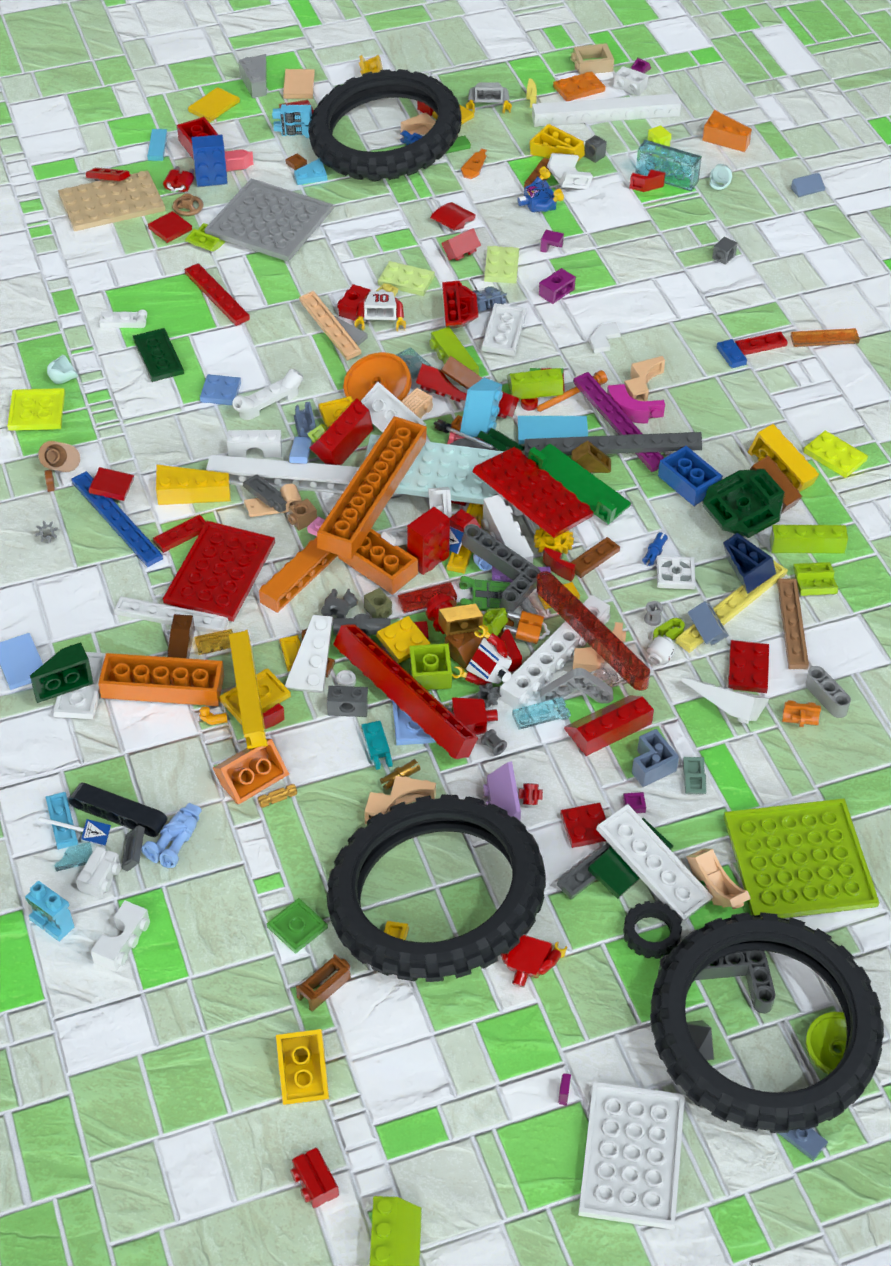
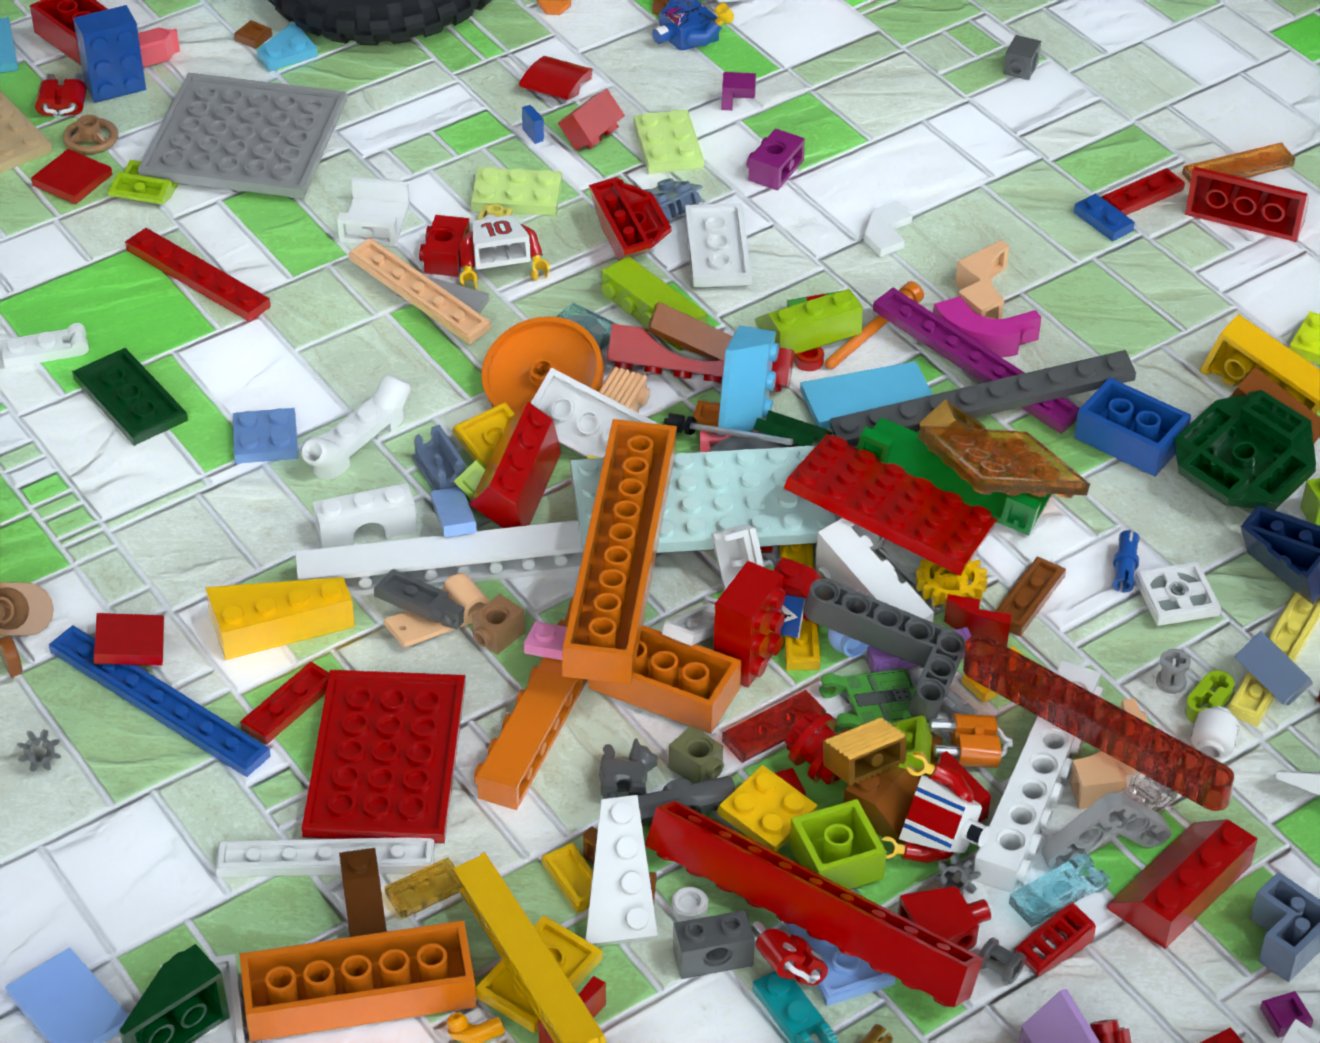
camera: 15 degrees left, 5 degrees down
(324, 277) = (375, 211): none -> white panel
(382, 715) = (790, 955): none -> red piece
(428, 241) = (532, 124): none -> blue tile
(533, 730) = (1070, 922): none -> red slope
(605, 480) = (1003, 461): none -> clear orange plate
(815, 361) = (1246, 204): none -> red slope

